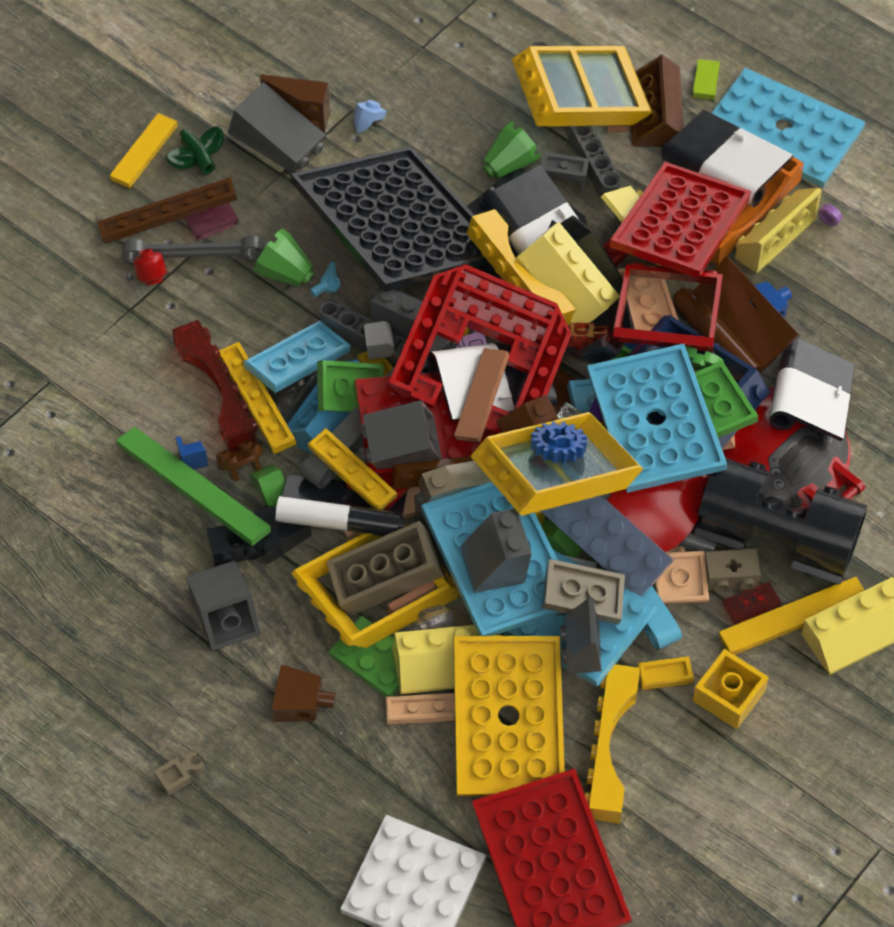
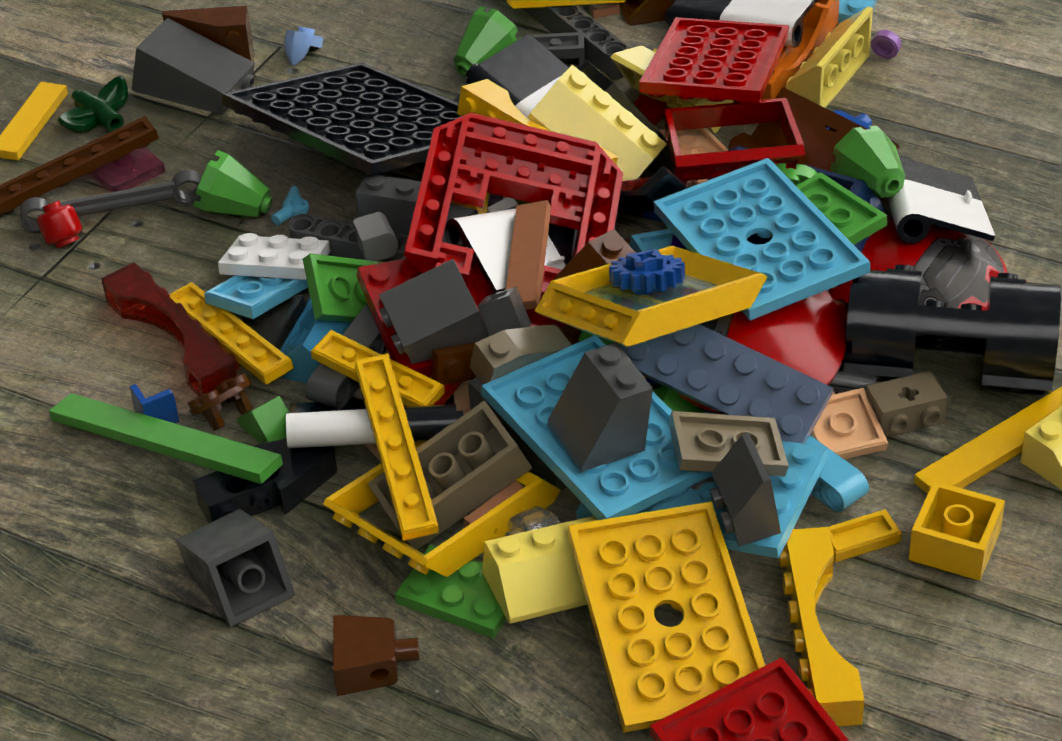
camera: 10 degrees left, 15 degrees down
(302, 335) = (270, 256): none -> white plate
(349, 541) = (396, 447): none -> yellow tile
(420, 708) = (543, 638): light nougat tile -> none
(452, 445) = (504, 311): none -> dark grey panel
(751, 603) = (943, 437): clear red tile -> none
(768, 351) = (870, 158): none -> bright green cone

